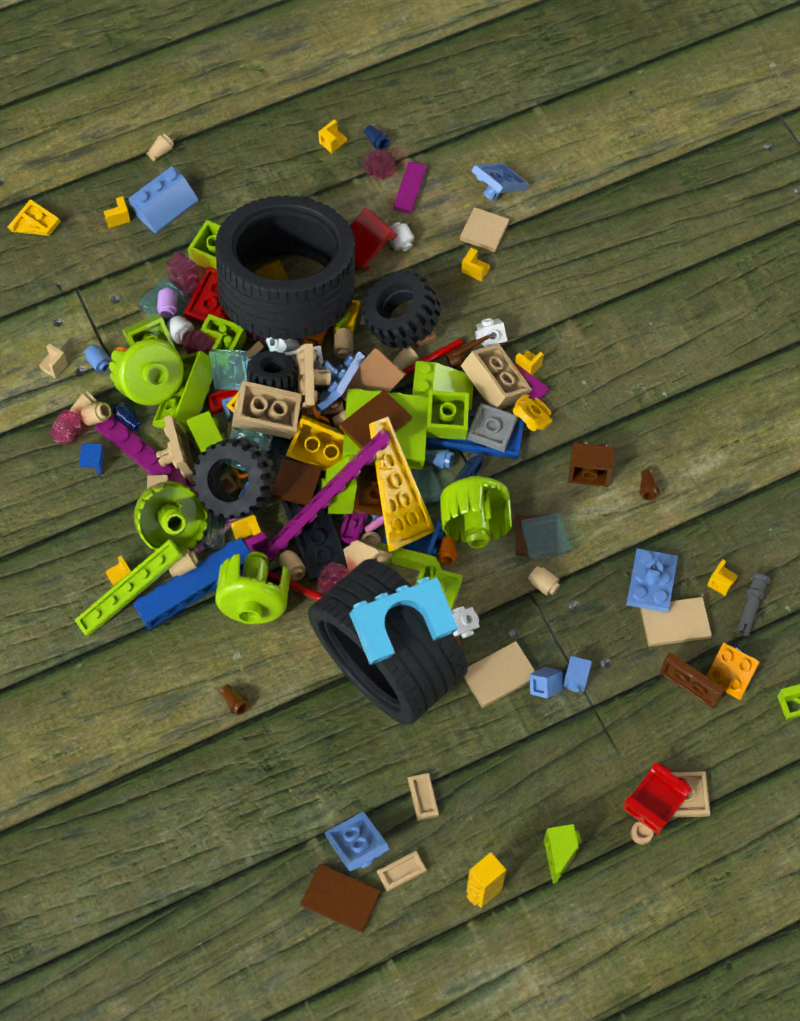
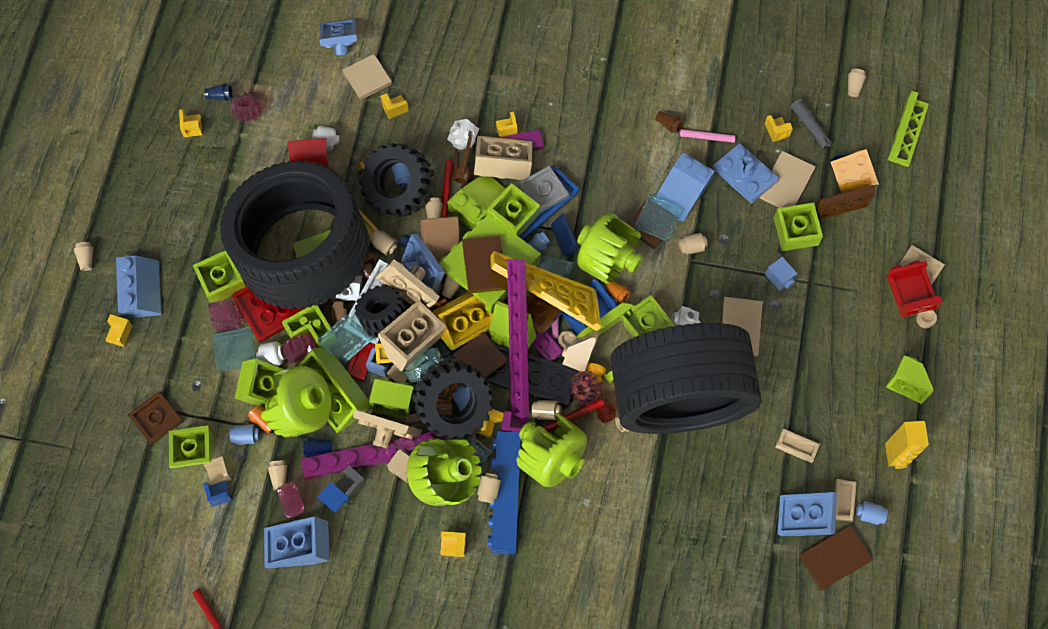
camera: 55 degrees left, 5 degrees up
(34, 220) = (67, 399): yellow wing -> none
(34, 373) = (217, 493): none -> blue panel
(35, 459) = (297, 543): none -> medium blue slope
(56, 326) = (191, 446): none -> lime slope
(66, 290) = (155, 418): none -> reddish brown tile
(95, 413) = (297, 468): tan brick -> none
(115, 464) = (351, 482): none -> dark grey panel
(129, 588) = (477, 544): lime tile -> none
(167, 303) = (241, 346): lavender brick -> none
(235, 700) = (625, 527): reddish brown cone -> none
(273, 271) = (279, 250): yellow panel -> none
(406, 902) = (872, 513): none -> medium blue brick
(409, 187) = (284, 101): magenta tile -> none
(425, 597) = (695, 369): medium azure arch -> none
(532, 412) = (554, 154): yellow plate -> none
(546, 682) = (772, 299): medium blue panel -> none
(590, 464) = (628, 145): reddish brown brick -> none
(595, 538) = (686, 184): none -> medium blue slope
(634, 656) = (798, 226): none -> lime brick
(663, 526) = (707, 135): none -> bright pink bar

